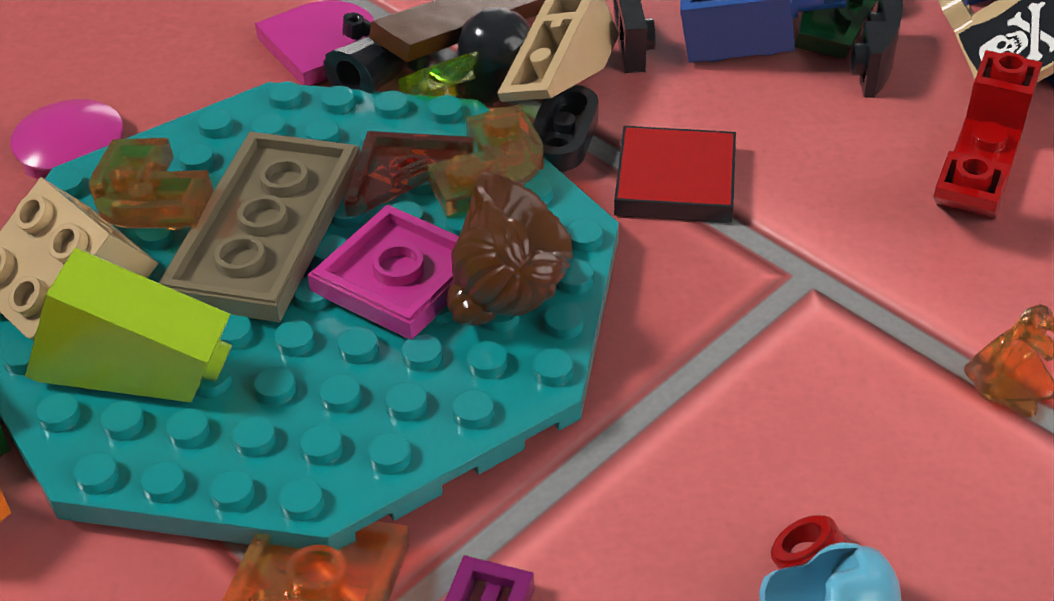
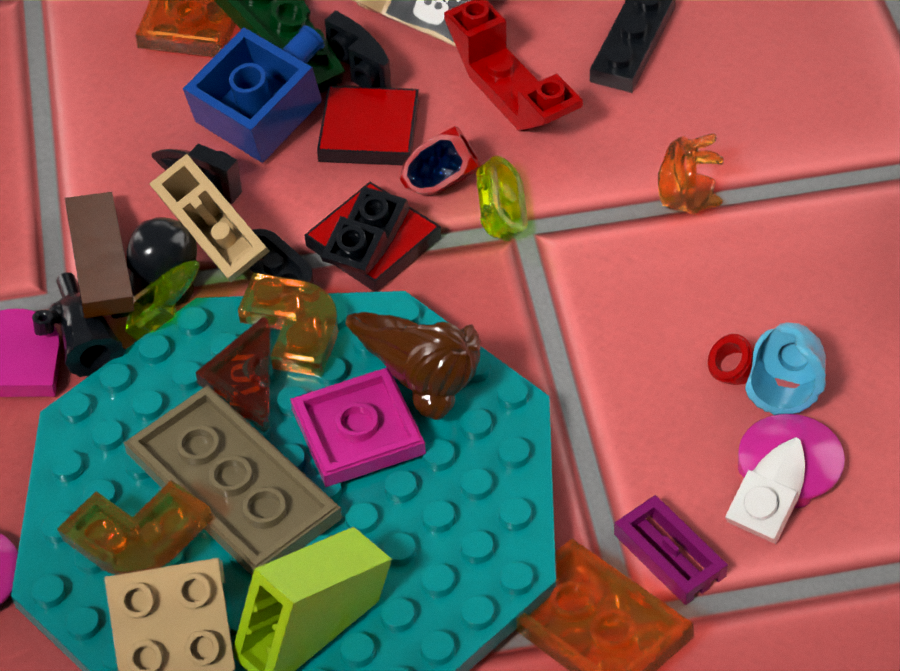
camera: 55 degrees left, 5 degrees up
(640, 161) = (367, 232): none -> black slope
(810, 99) = (368, 125): none -> red tile
(812, 161) = (439, 163): none -> rock
(812, 232) = (501, 199): none -> clear neon green plate

